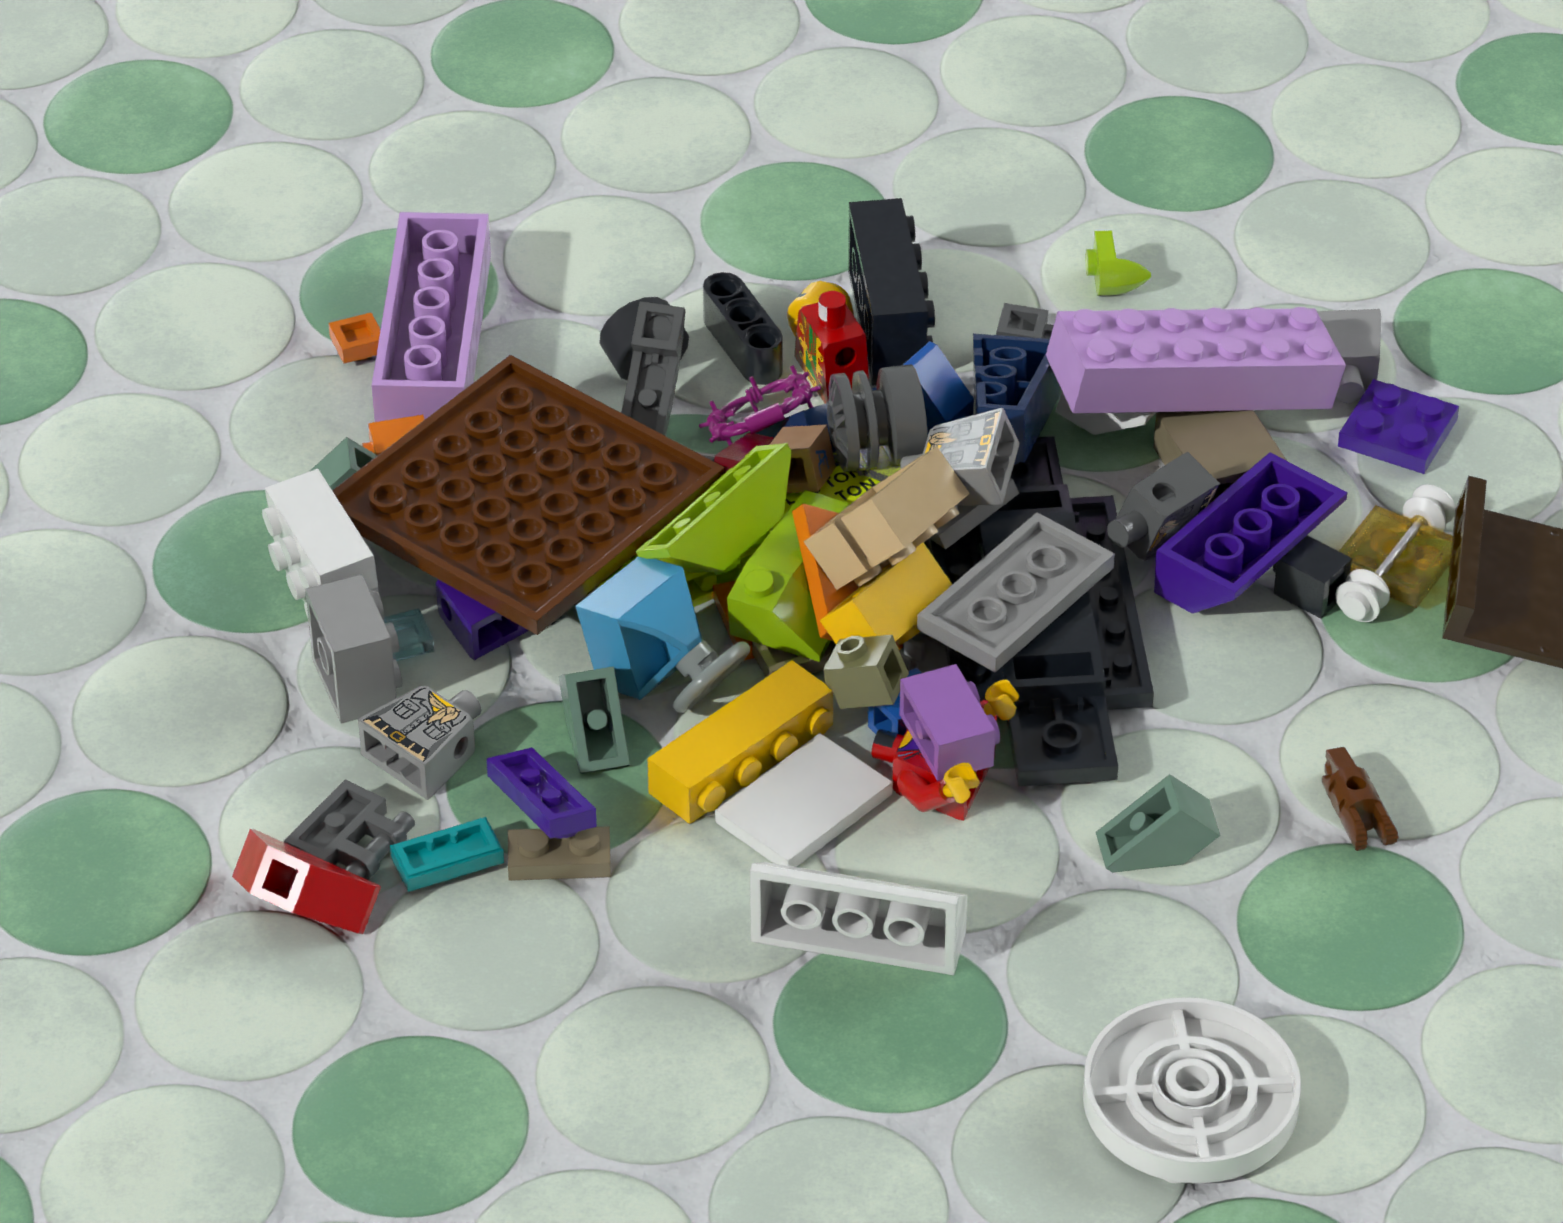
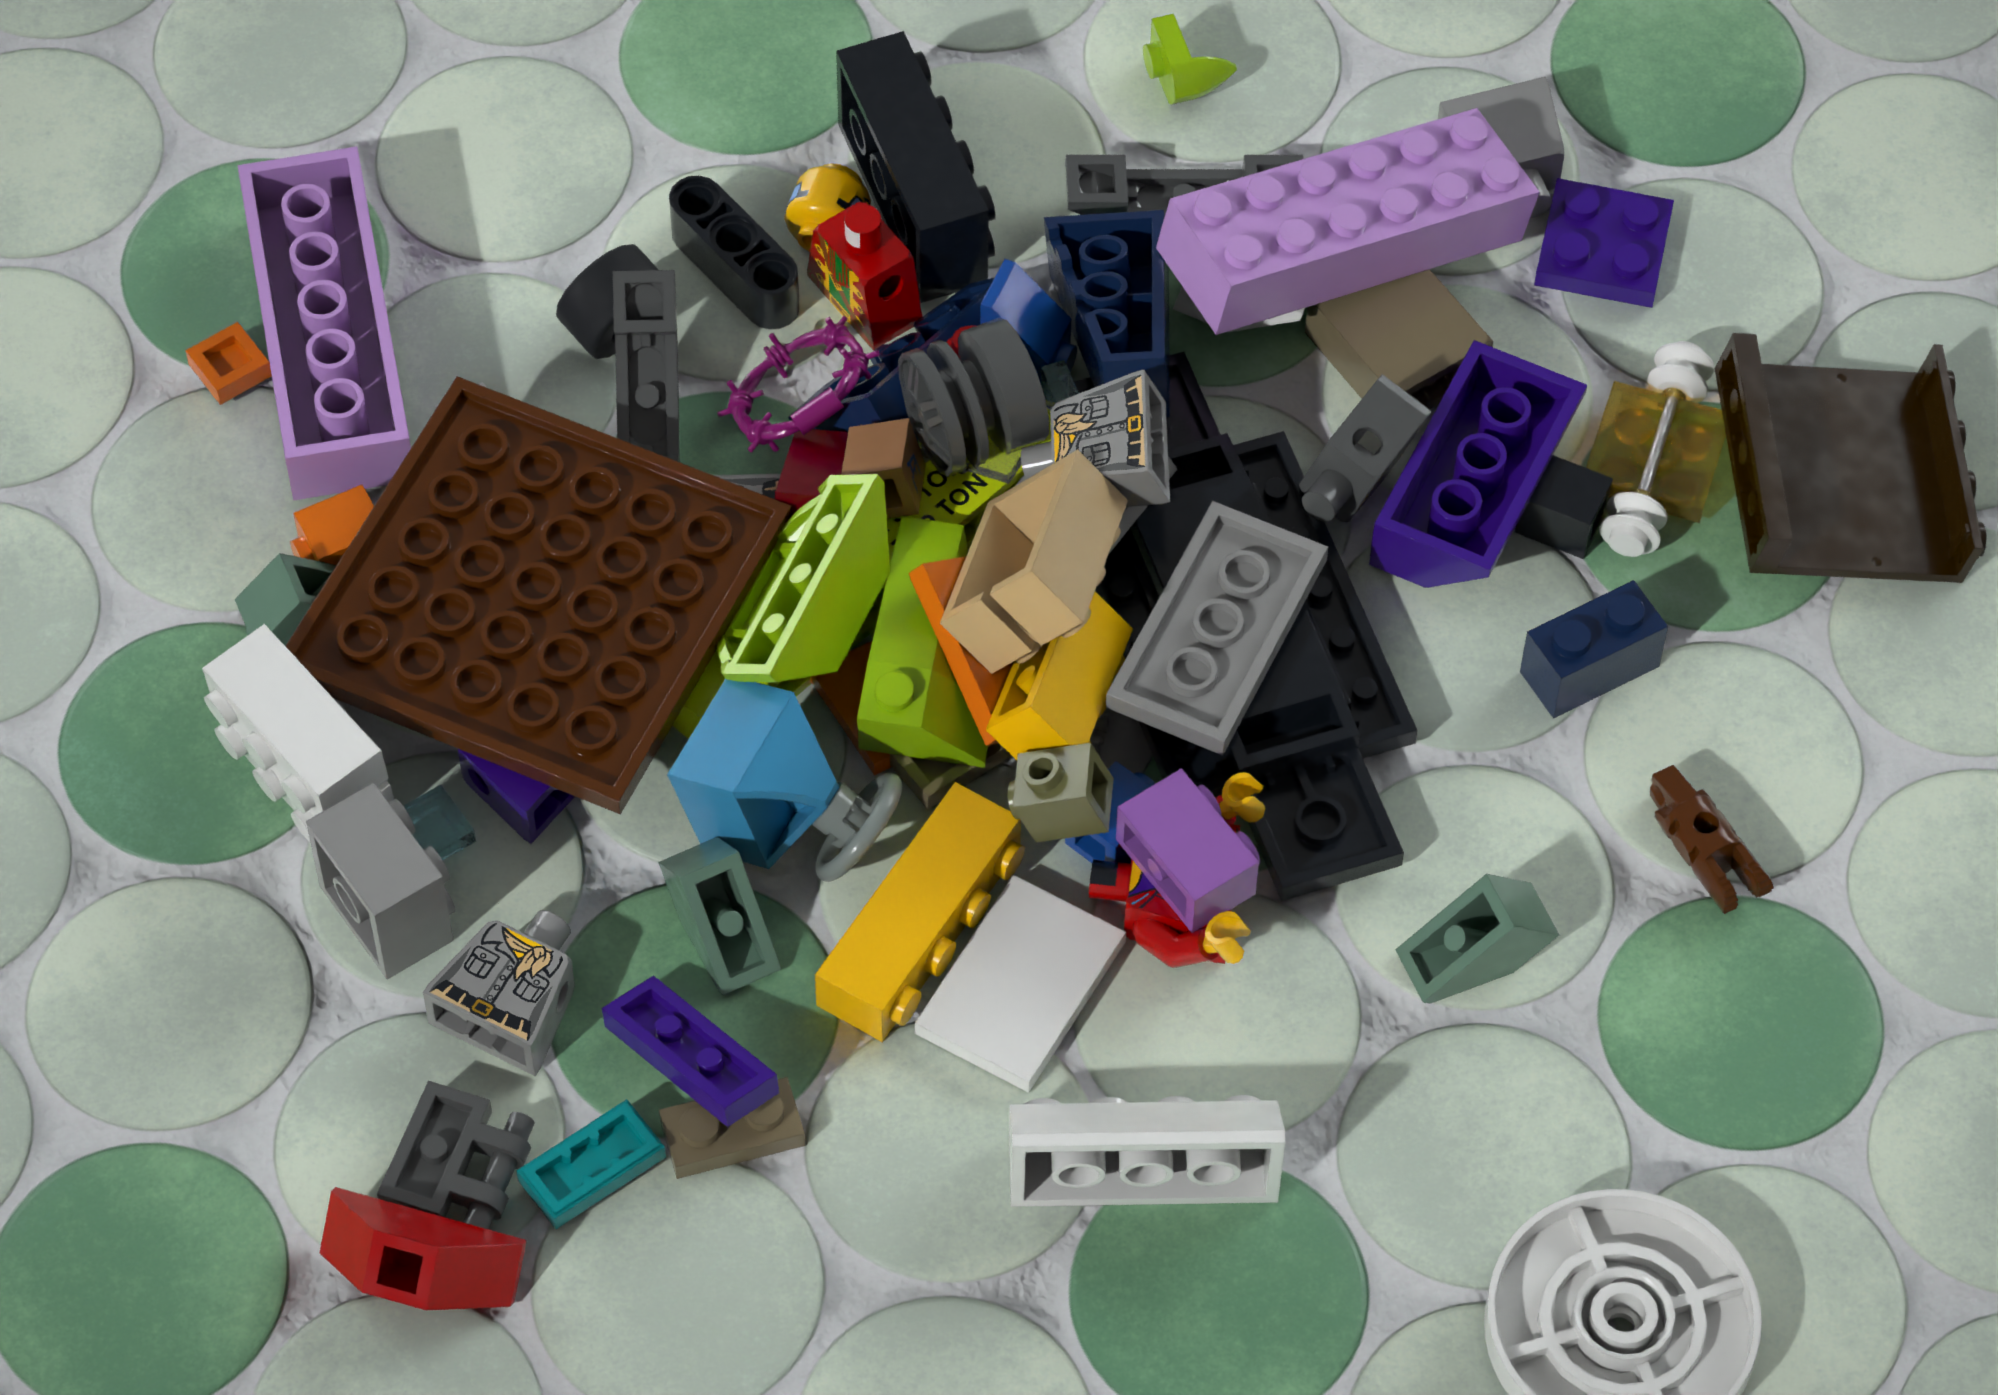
camera: 15 degrees left, 15 degrees up
(1305, 665) = (1593, 649): none -> dark blue brick

